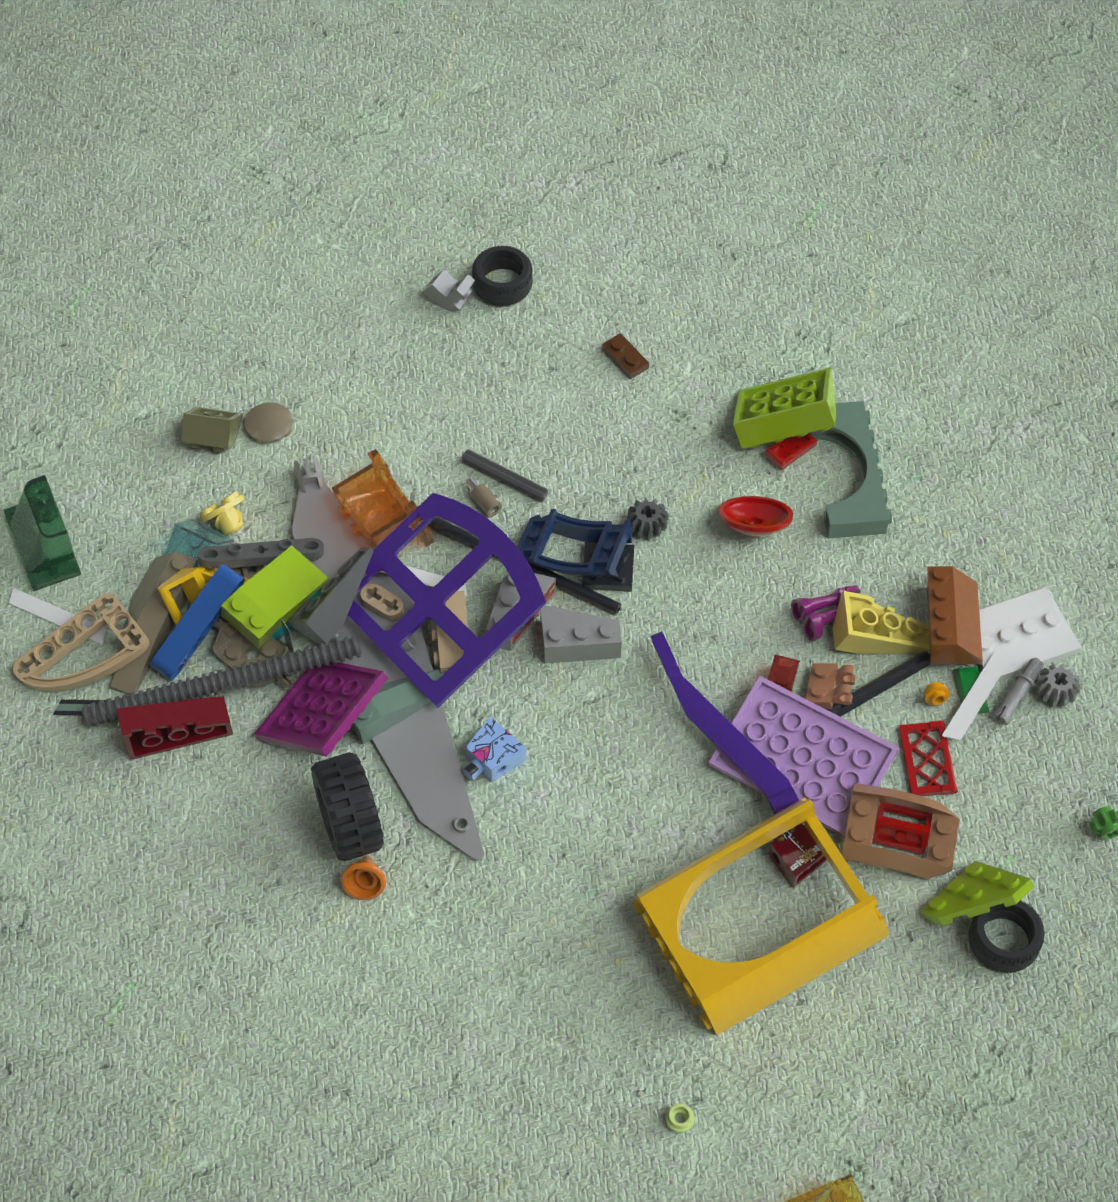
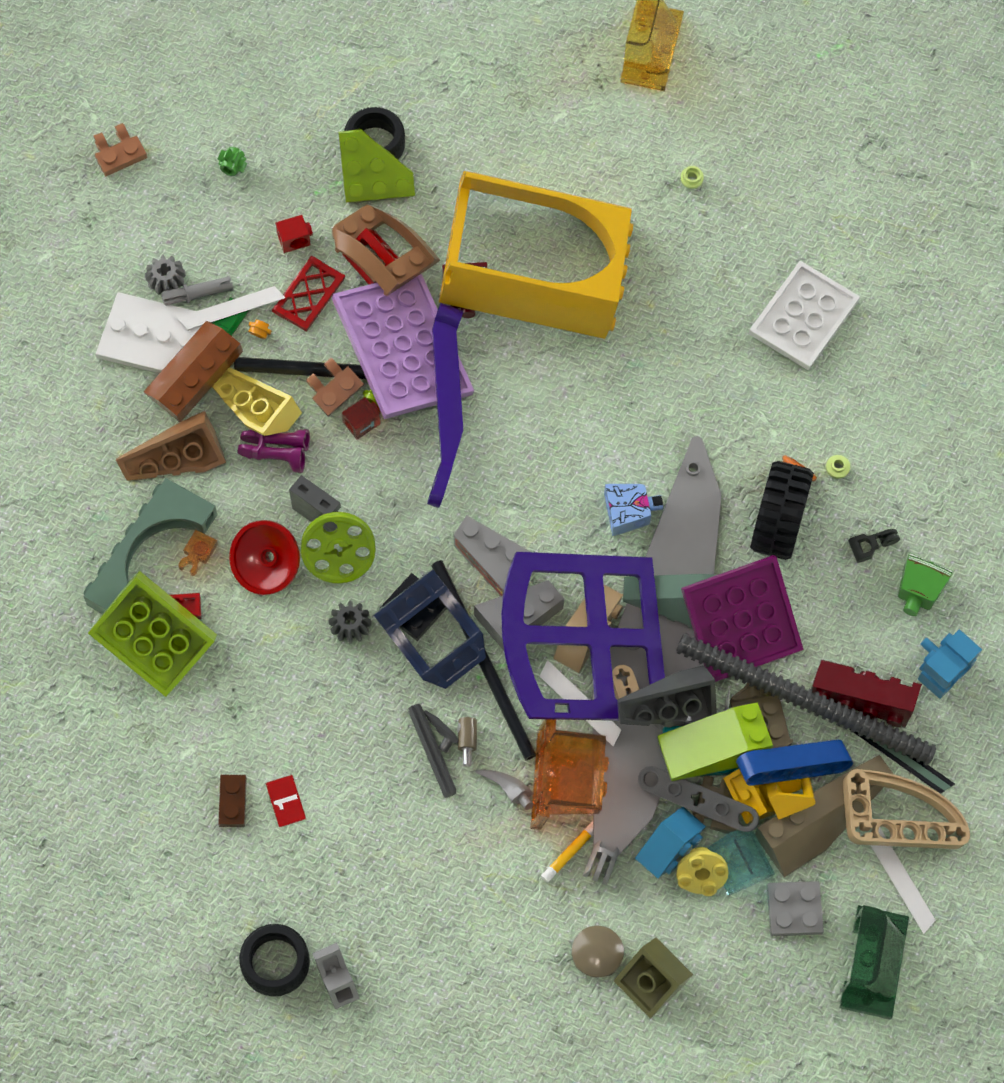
camera: 145 degrees left, 10 degrees up
(113, 788) = (948, 662): none -> dark azure brick
(131, 540) = (795, 908): none -> light grey plate
(181, 854) = (922, 583): none -> bright green torso
(240, 877) = (887, 537): none -> pearl dark grey piece
(261, 515) = (669, 841): none -> dark azure brick
(330, 922) = (836, 472): none -> yellowish green plate
(343, 462) = (568, 853): none -> yellow bar
(421, 489) = (514, 788): none -> light grey bar
(463, 1043) = (804, 315): none -> white plate
(508, 494) = (449, 736): none -> dark grey bar
(587, 381) = (285, 800): none -> red sticker
(703, 551) = (345, 540): none -> lime wedge
(747, 574) = (312, 501): none -> dark grey piece
(812, 496) = (198, 549): none -> clear orange plate
(905, 558) = (180, 449): none -> medium nougat wedge
(989, 795) = (293, 233): none -> red brick

